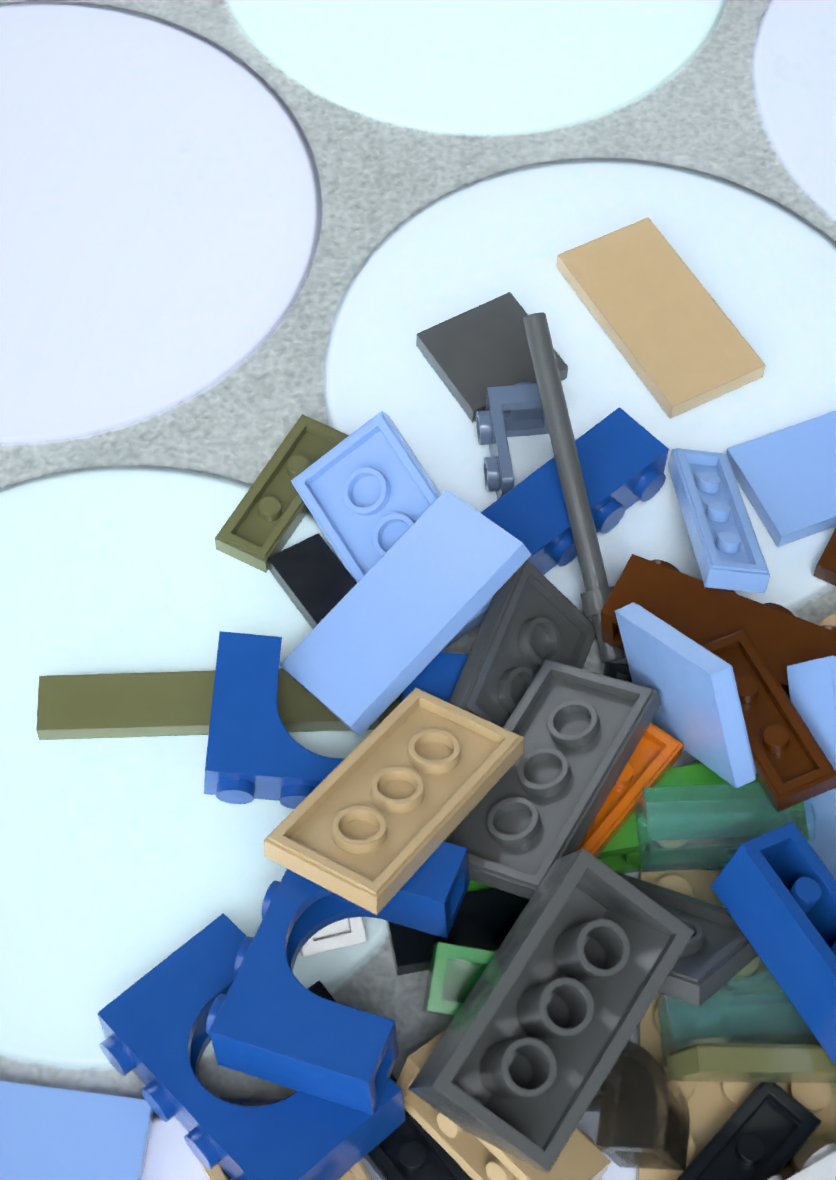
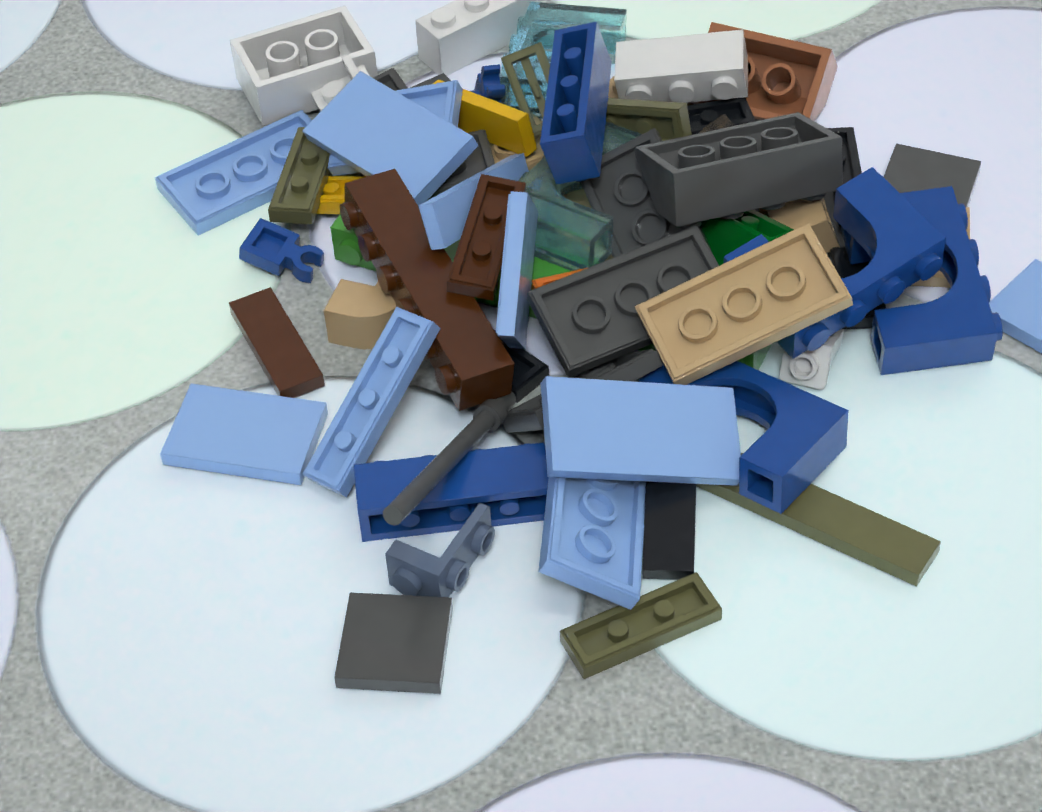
camera: 140 degrees left, 10 degrees down
(660, 317) = (236, 607): tan tile -> none

